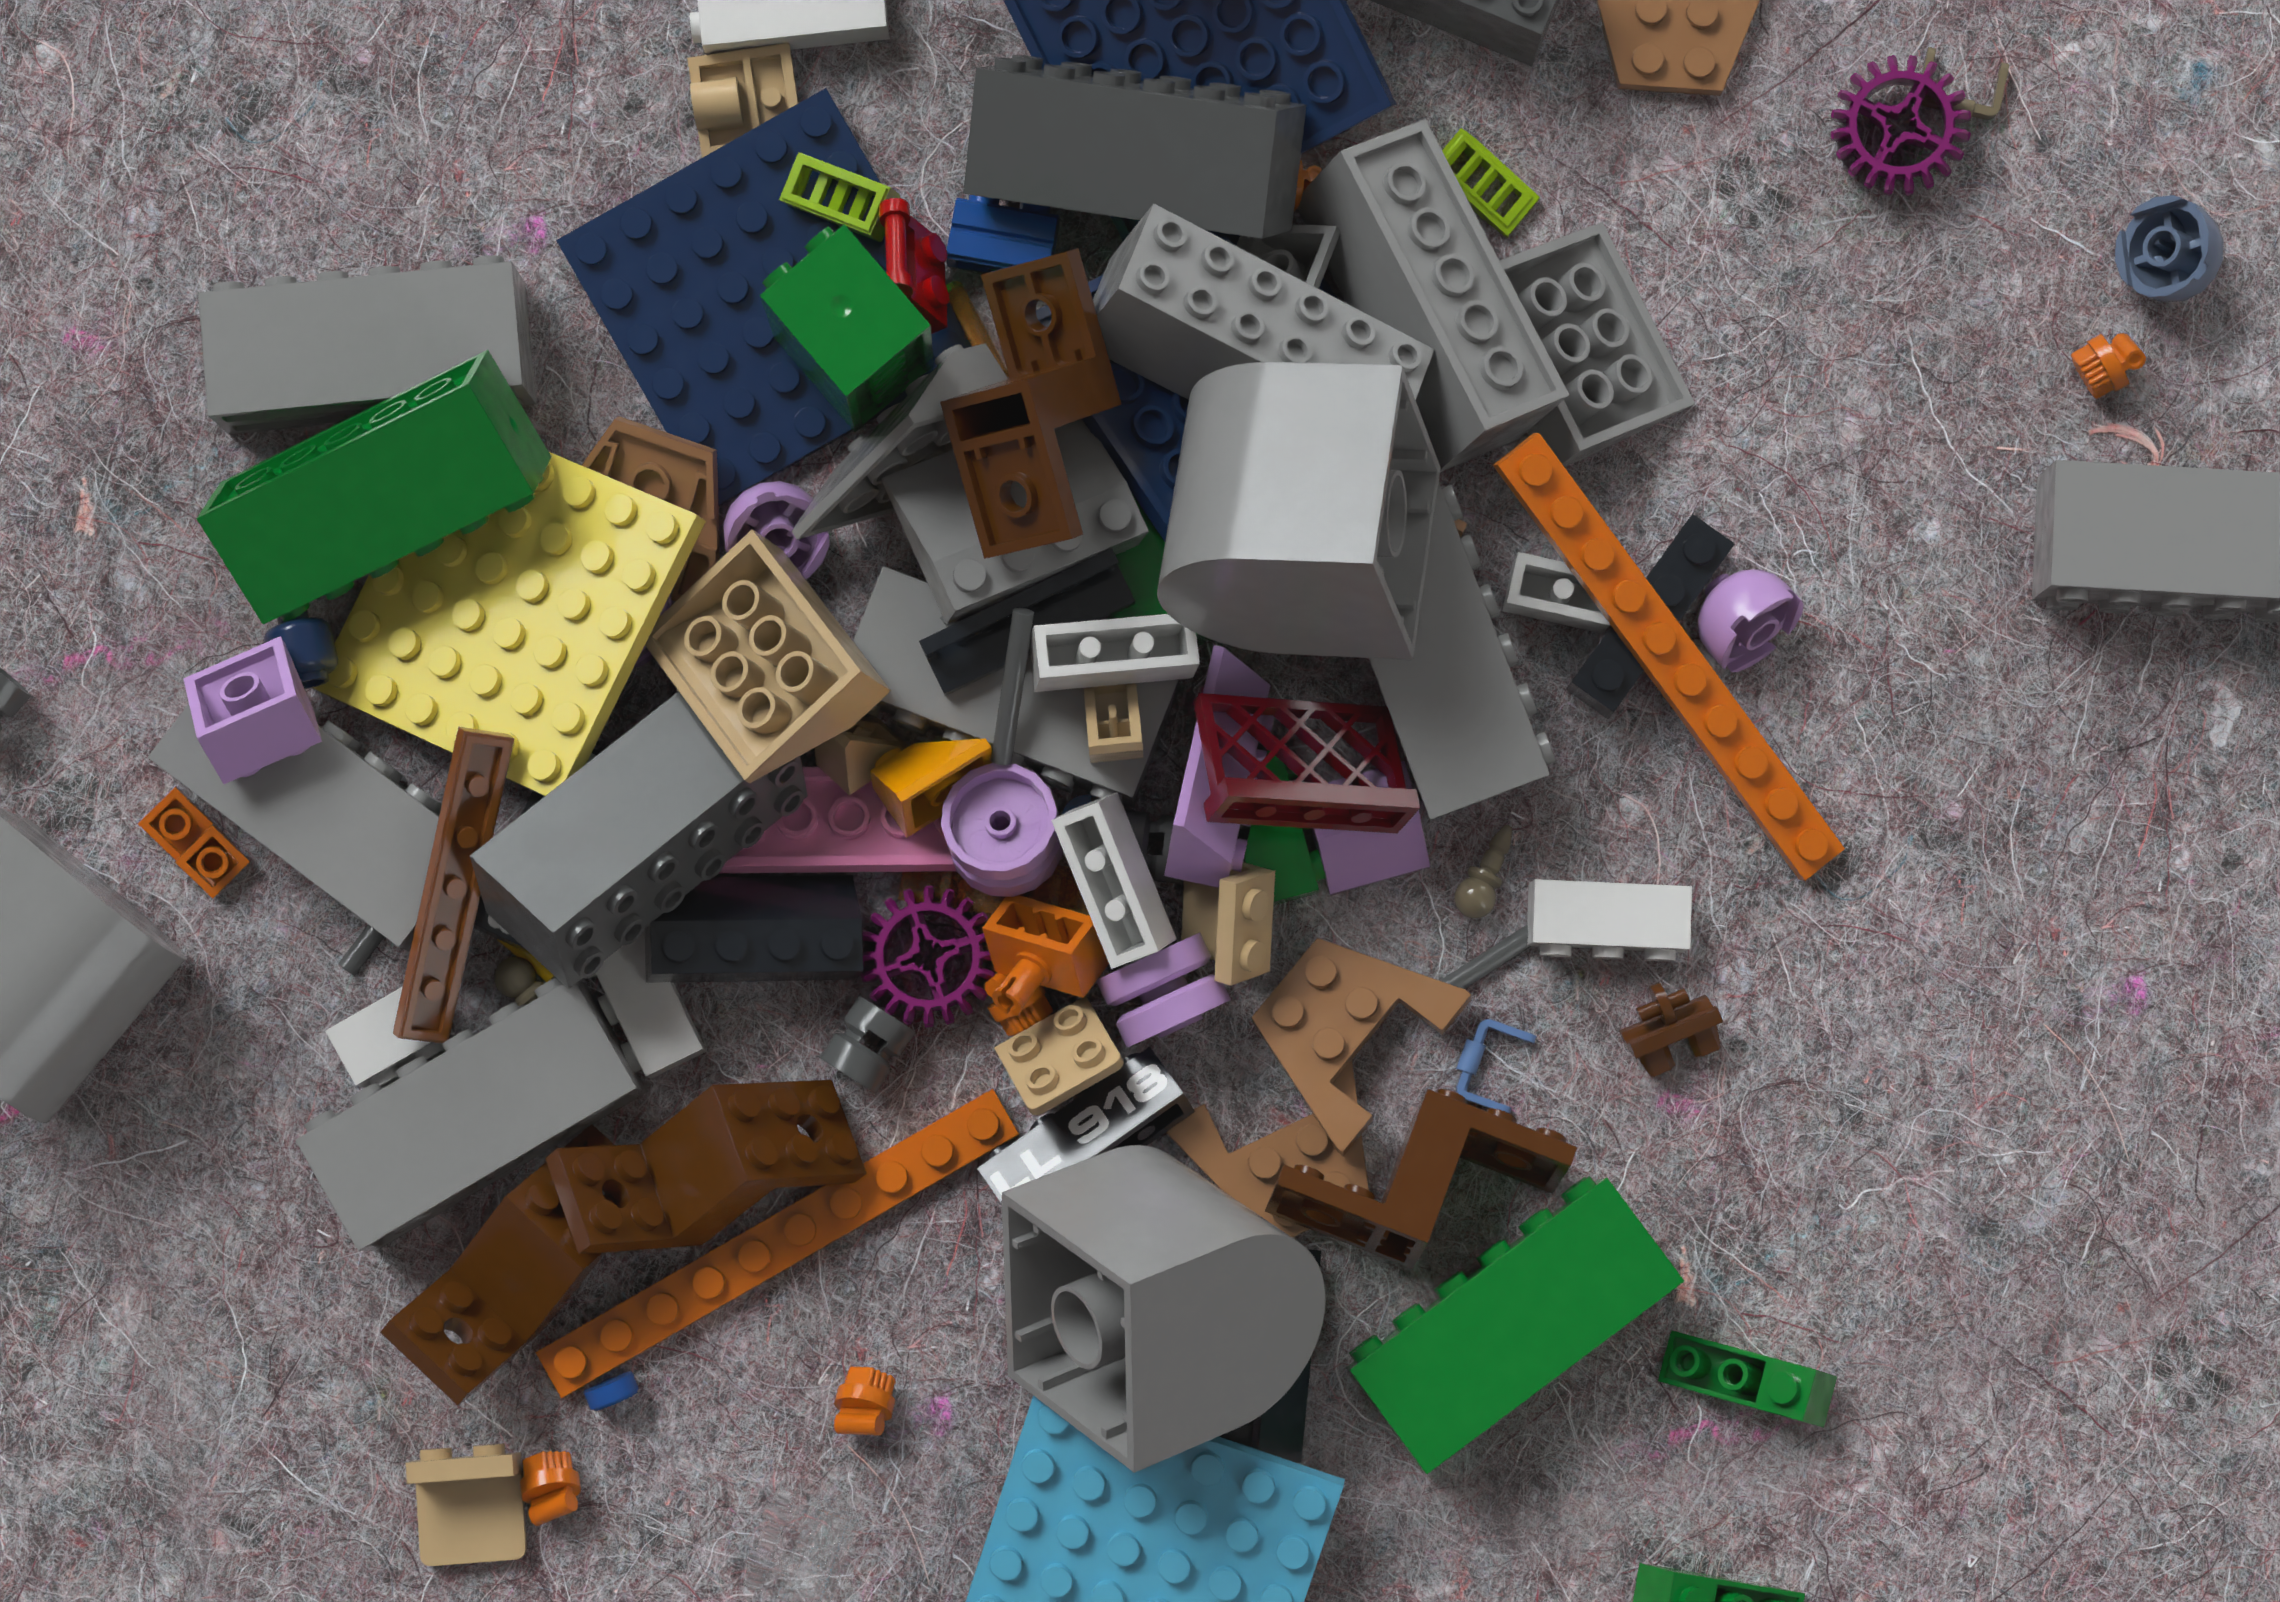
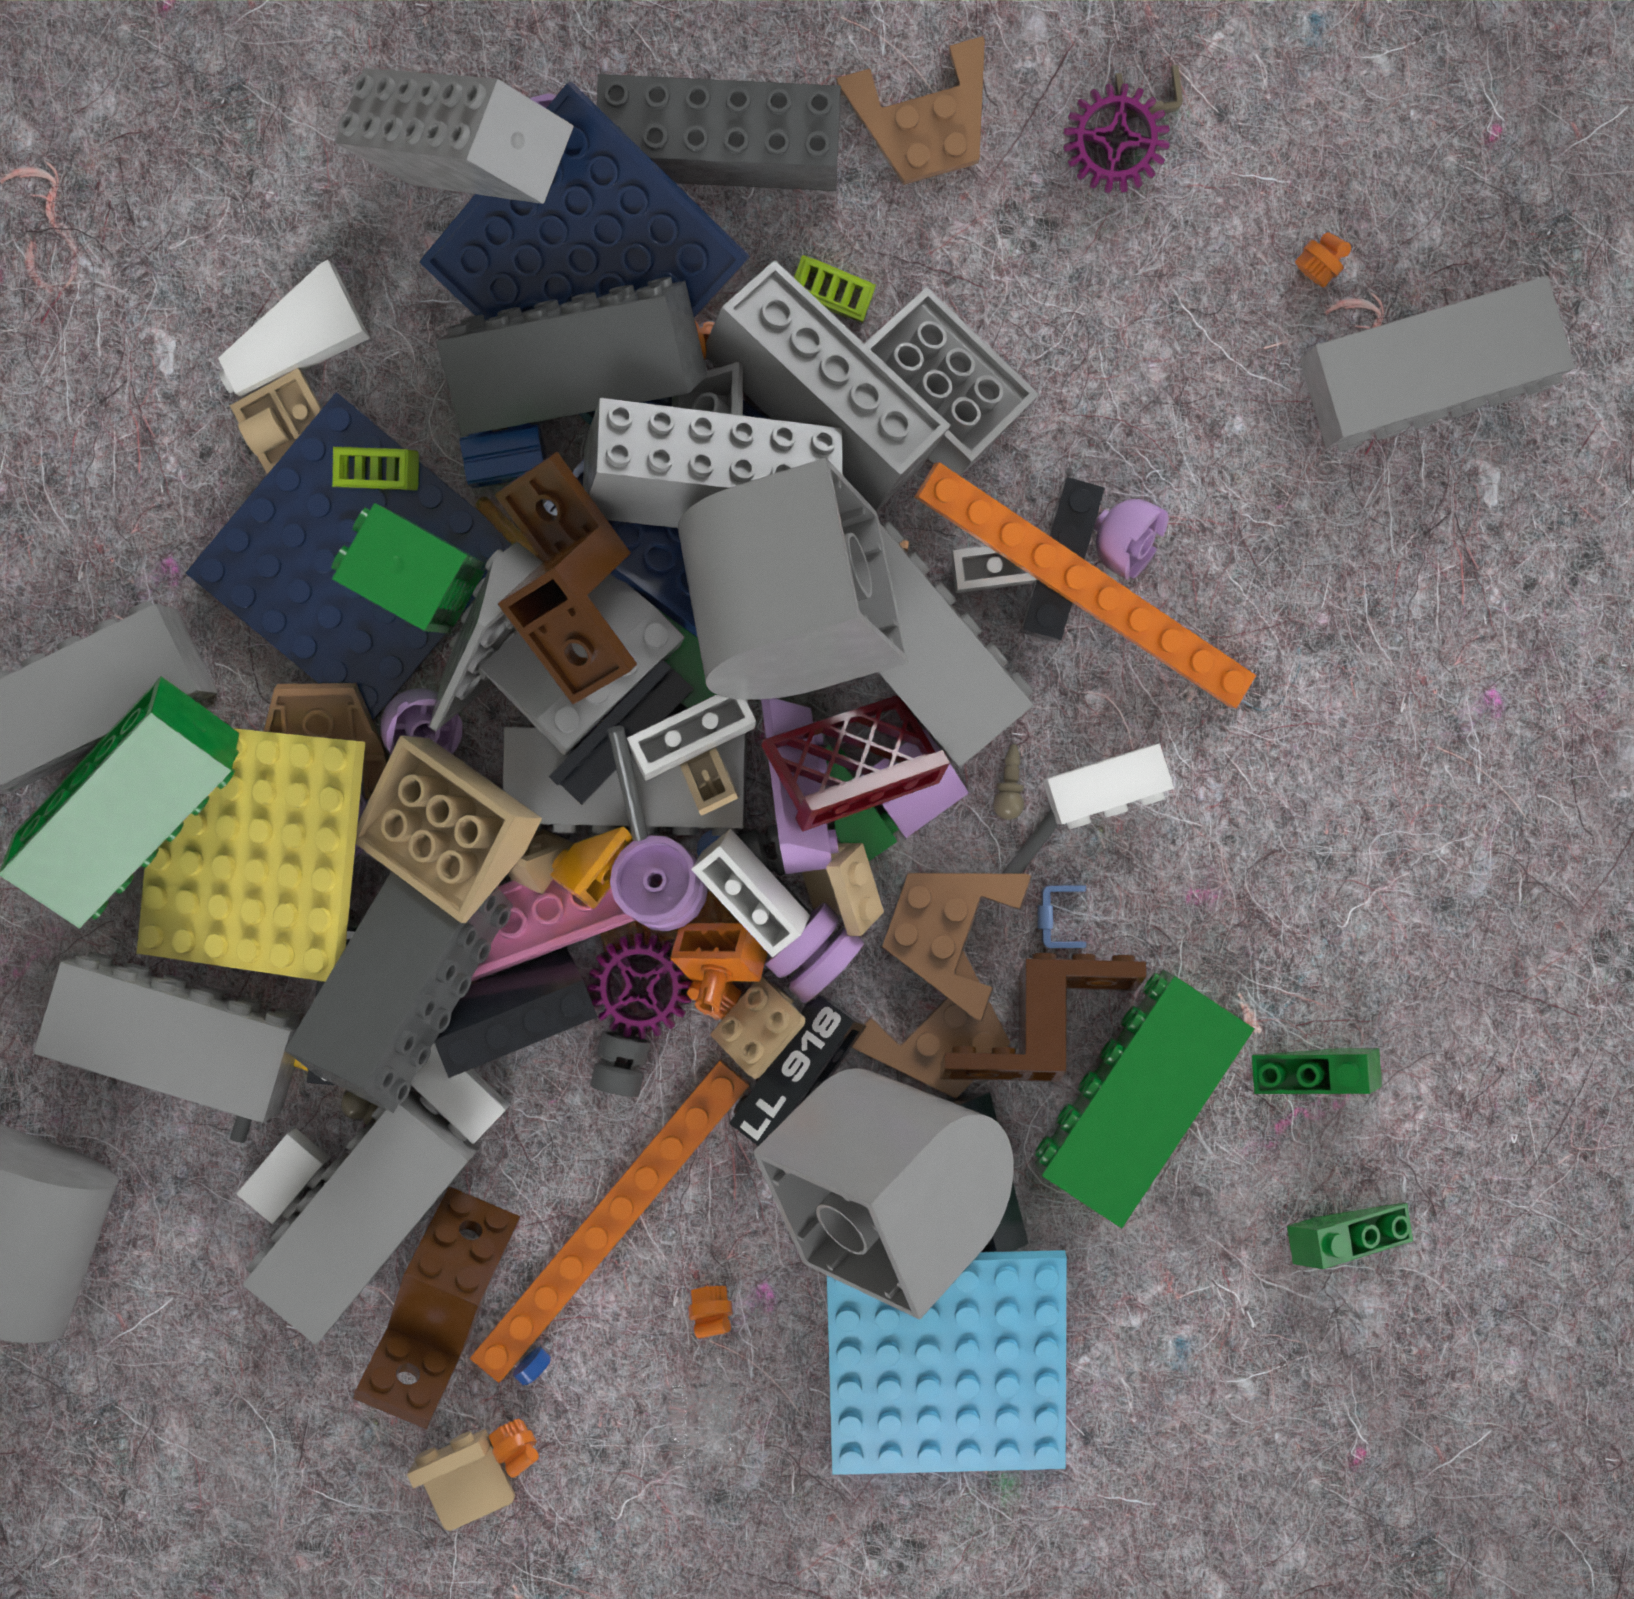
camera: 25 degrees left, 5 degrees up
(194, 842) = (98, 1093): orange slope -> none
(251, 711) = (92, 997): lavender slope -> none
(310, 647) = (116, 935): dark blue head -> none
(451, 887) = (284, 1076): dark orange tile -> none
(705, 1166) = (537, 1195): reddish brown bracket -> none
(915, 261) = (446, 501): red plate -> none
(1668, 1021) = (1176, 844): reddish brown hips -> none
(2169, 249) = (1341, 159): sand blue cylinder -> none

